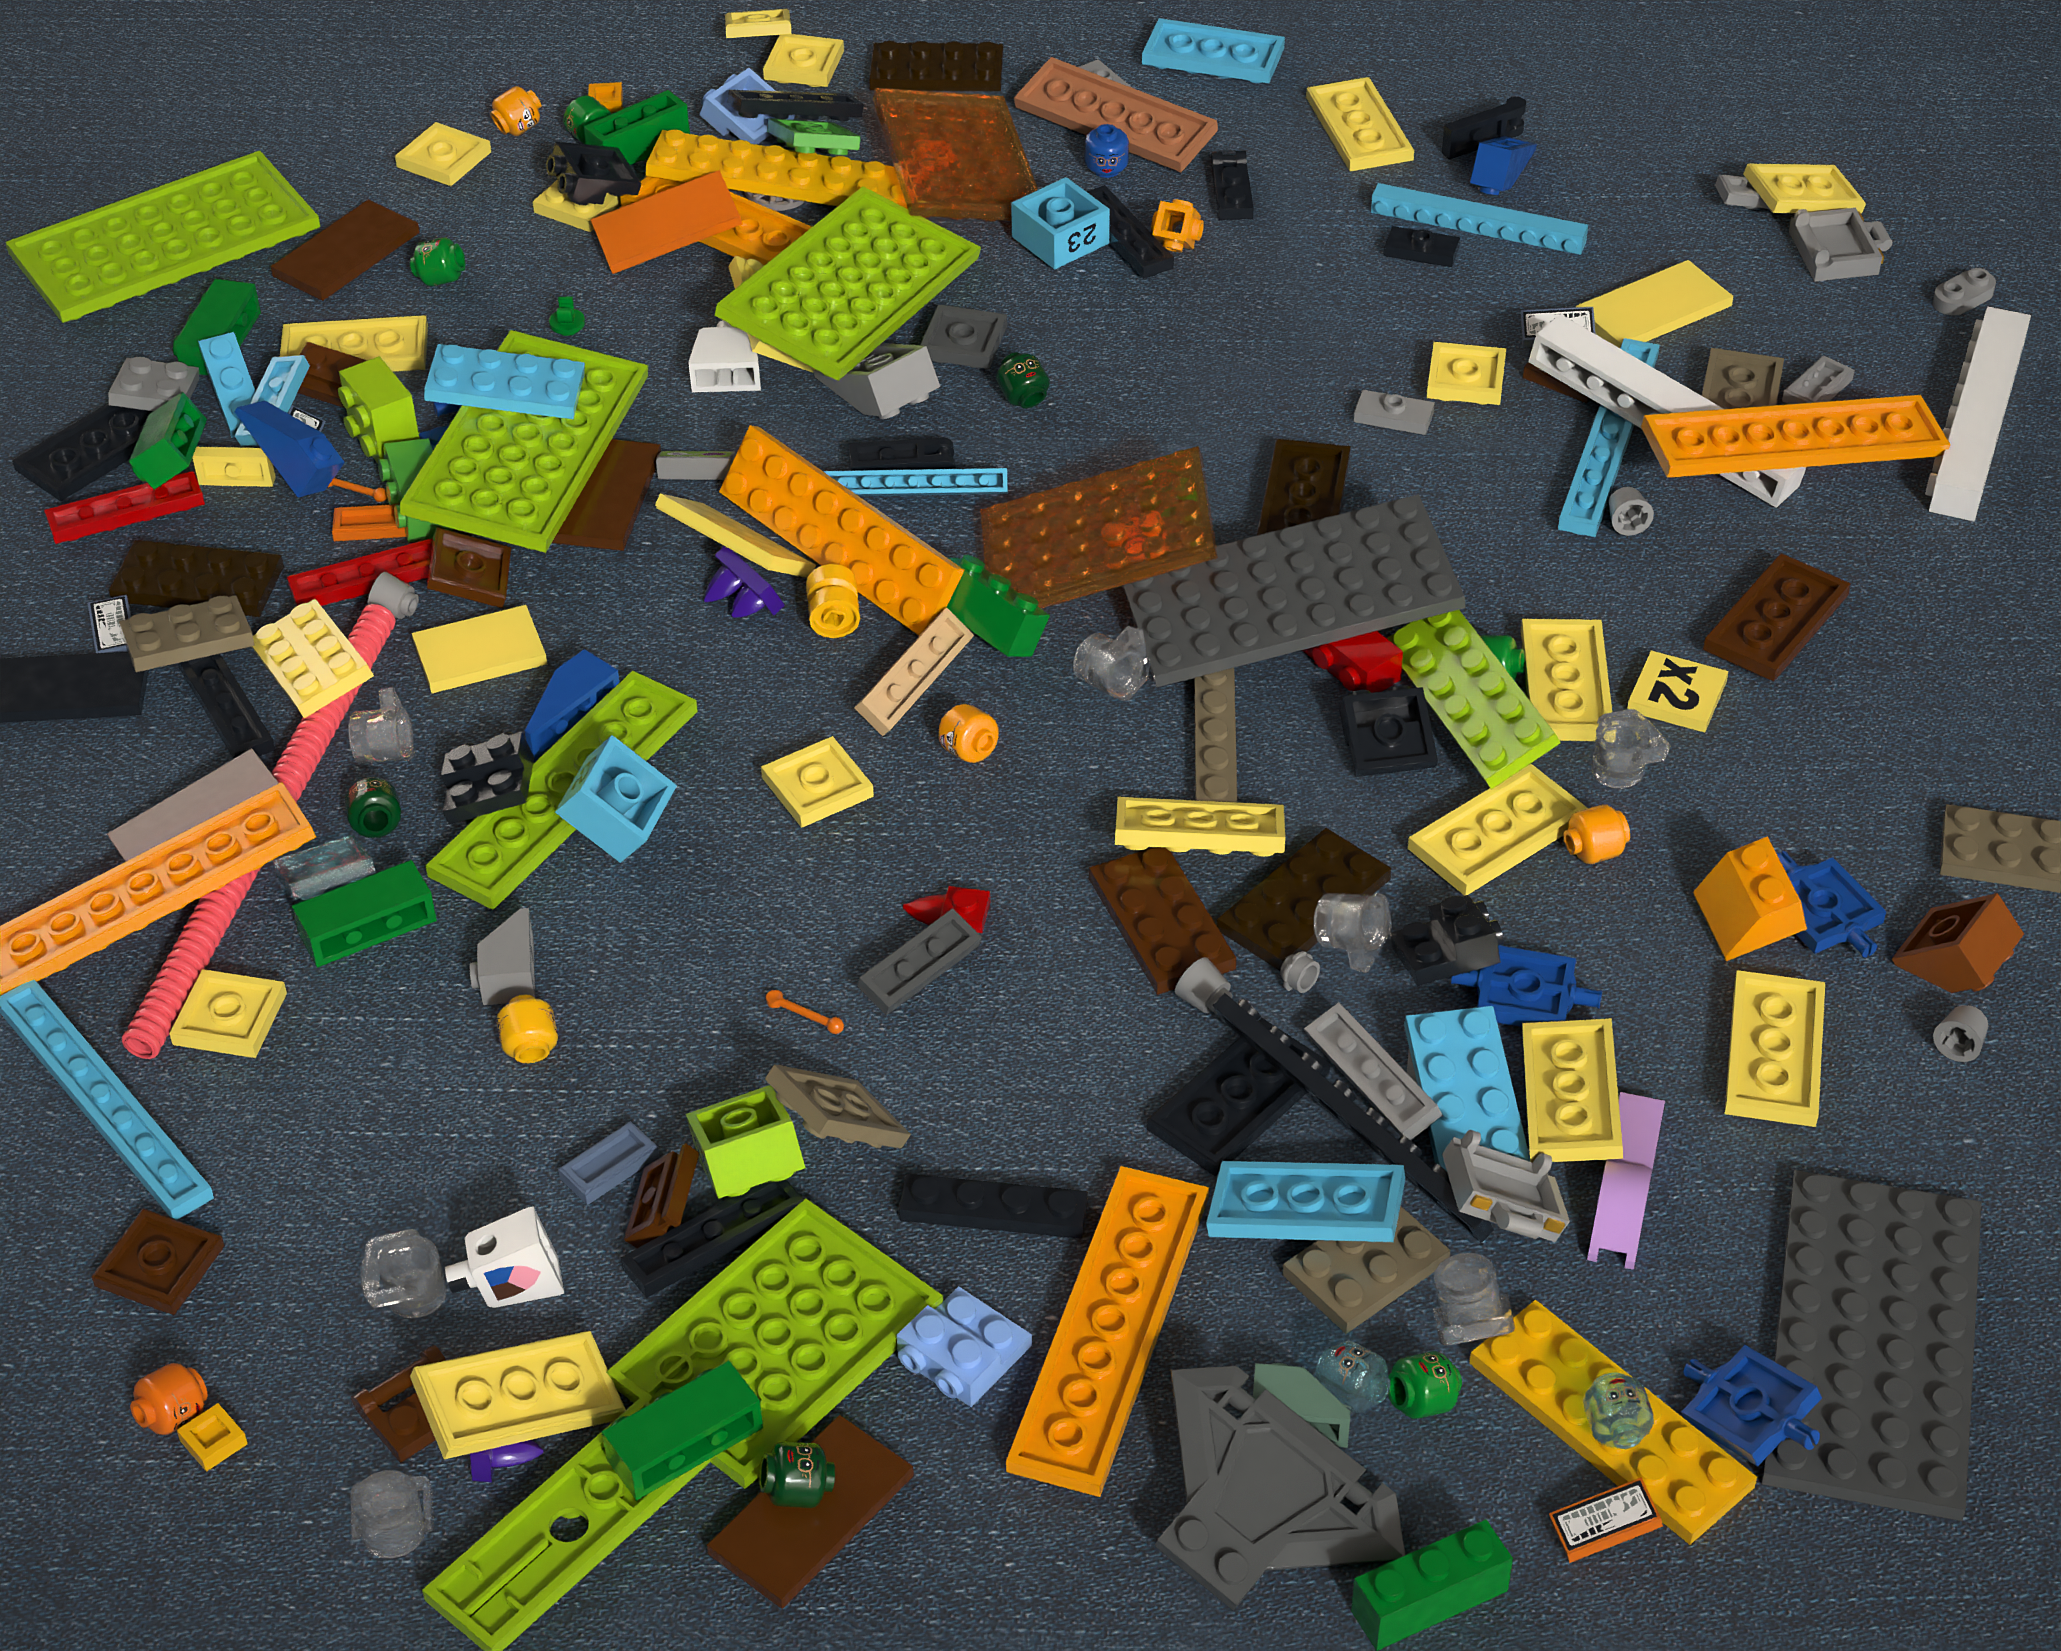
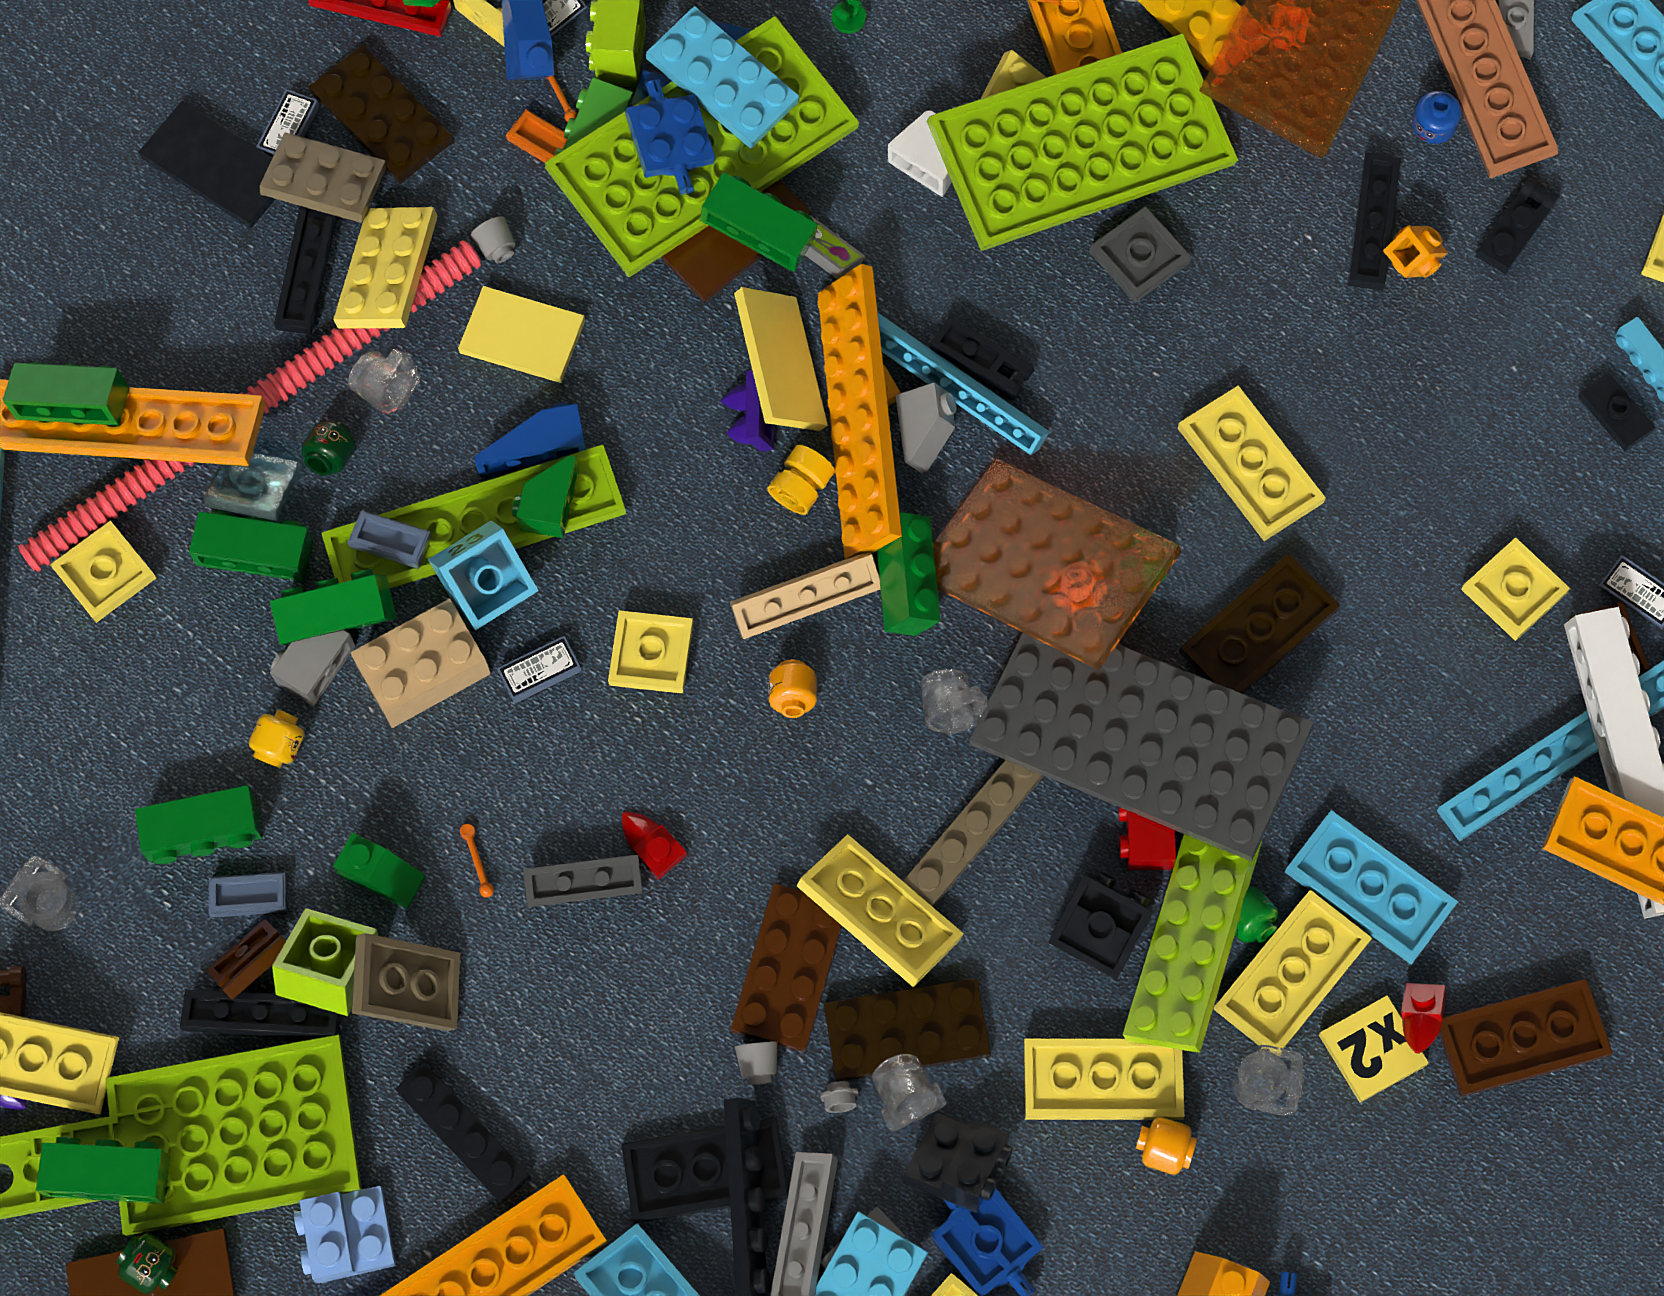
camera: 40 degrees right, 25 degrees up
(76, 886) = (66, 393): none -> green brick
(194, 804) = (208, 364): tile -> none
(358, 575) = (497, 199): red plate -> none
(469, 567) = (566, 250): reddish brown tile -> none
(486, 776) = (419, 480): black plate -> none
(497, 434) = (670, 136): none -> blue plate
(499, 830) = (389, 539): none -> sand blue tile
(509, 1262) = (111, 941): white torso -> none
(510, 1133) = (198, 824): none -> green brick
(511, 881) = (333, 607): none -> green brick
(613, 900) = (420, 663): none -> tan brick
(626, 716) = (547, 499): none -> green slope
(630, 451) = (759, 221): none -> green brick
(720, 1064) = (378, 871): none -> green slope
(726, 852) = (539, 669): none -> tile
(886, 380) = (1036, 268): light grey slope -> none
(902, 503) = (925, 423): none -> light grey slope
(1023, 380) = (1141, 341): dark green head -> none
(1060, 223) = (1320, 181): medium azure brick -> none
(1187, 407) = (1251, 463): none -> light yellow plate
(1394, 412) = (1419, 586): light grey plate -> none
(1564, 592) = (1371, 887): none -> medium azure plate
(1629, 511) = (1507, 838): light grey hat -> none
(1689, 640) = (1422, 1014): none -> red plate

